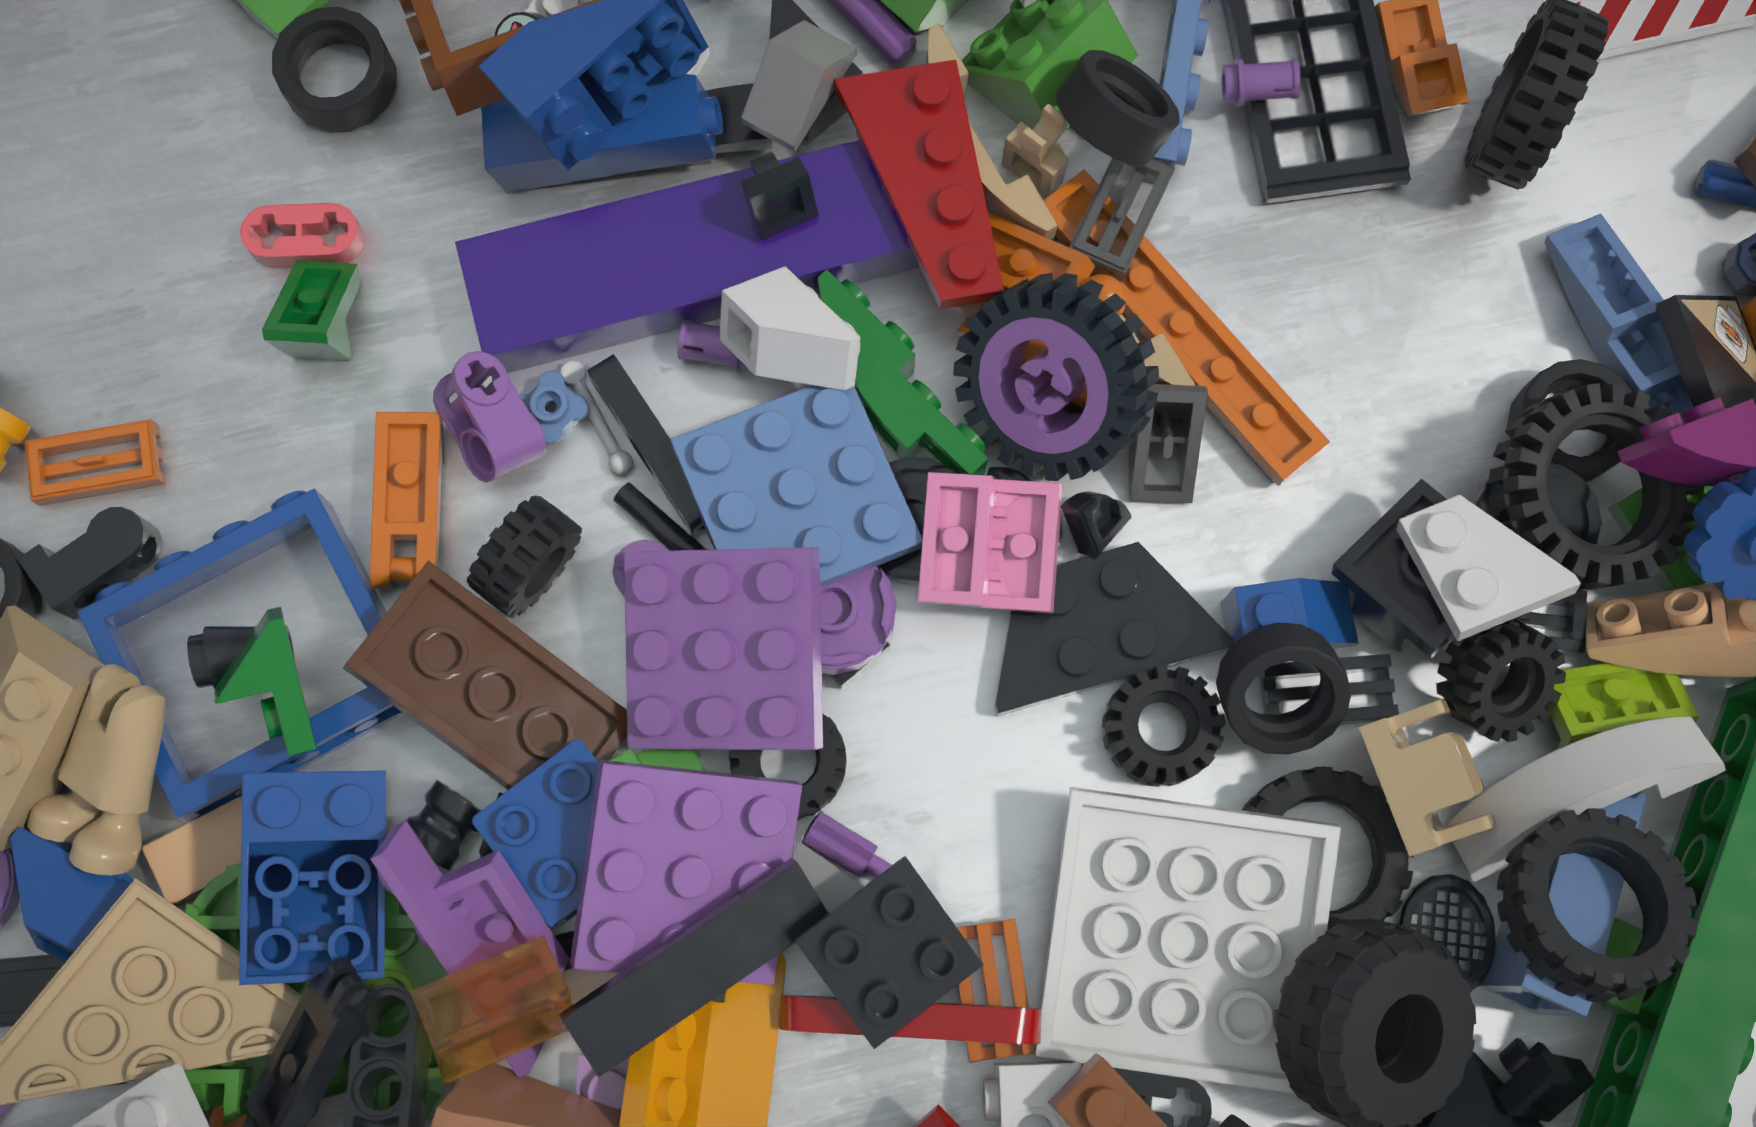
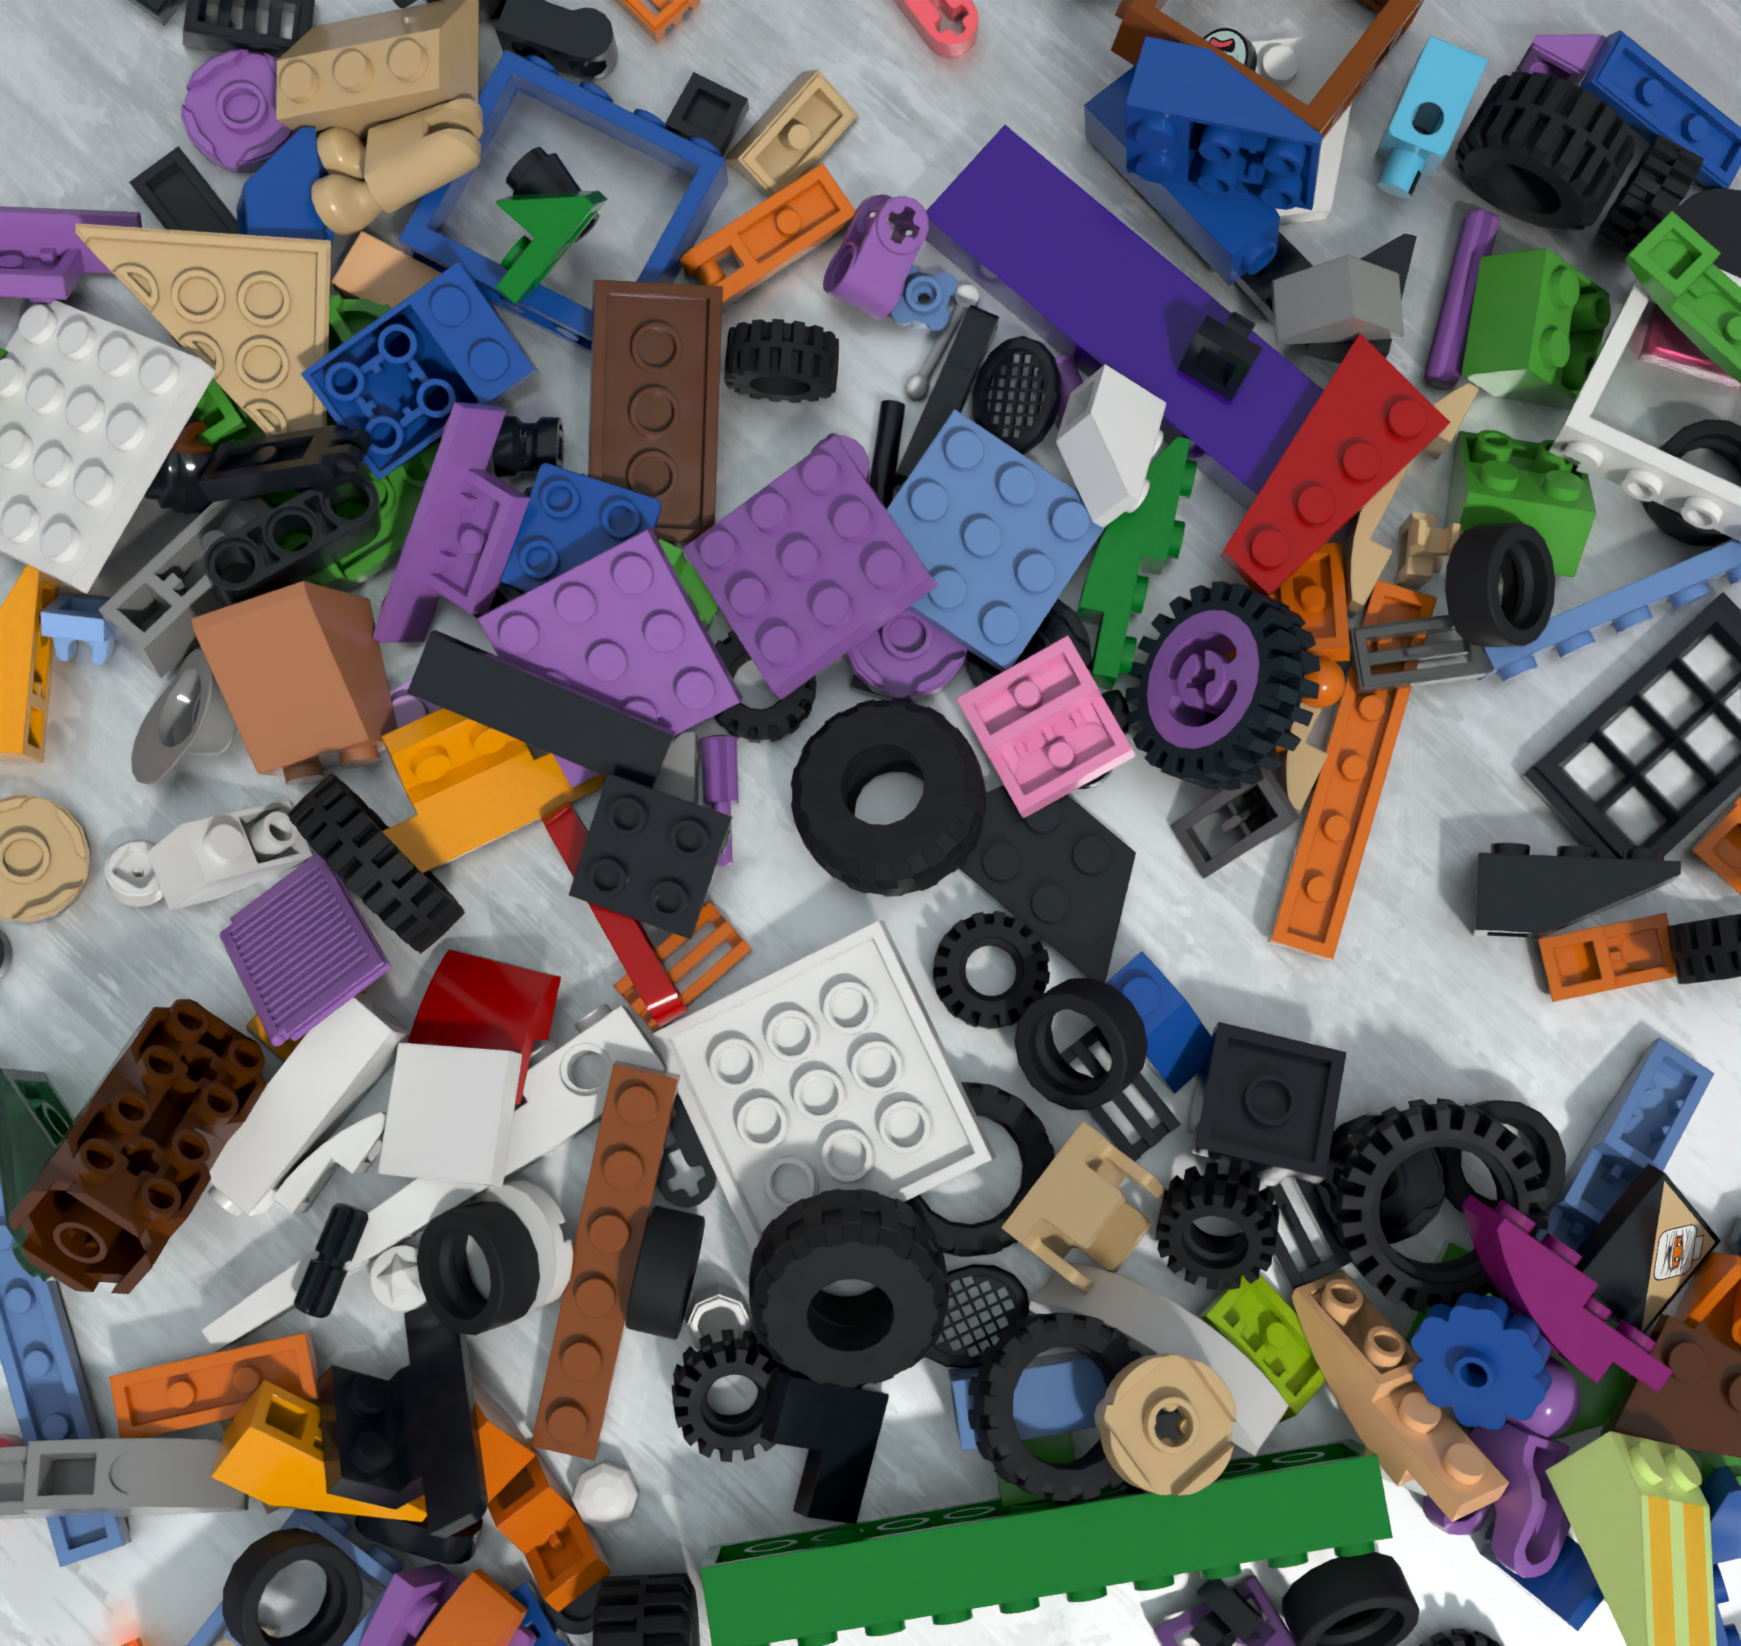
camera: 60 degrees right, 5 degrees up
(259, 478) = (708, 112): none -> black plate
(313, 311) = (874, 53): green slope -> none
(329, 423) = (791, 134): none -> tan slope
(493, 1008) = (405, 576): clear orange panel -> none
(646, 375) = (1004, 356): none -> black piece
(914, 676) = (876, 741): none -> black tyre
(1094, 520) = (1128, 803): black tile -> none
(1260, 81) = (1624, 697): medium lavender pin -> none
(1386, 238) = (1543, 894): none -> black slope
(1457, 231) = (1607, 957): none -> orange slope
(1480, 567) = (1293, 1143): white wing -> none
(1540, 1081) = (896, 1462): black tile -> none
(1642, 847) = (1129, 1416): none -> tan plate

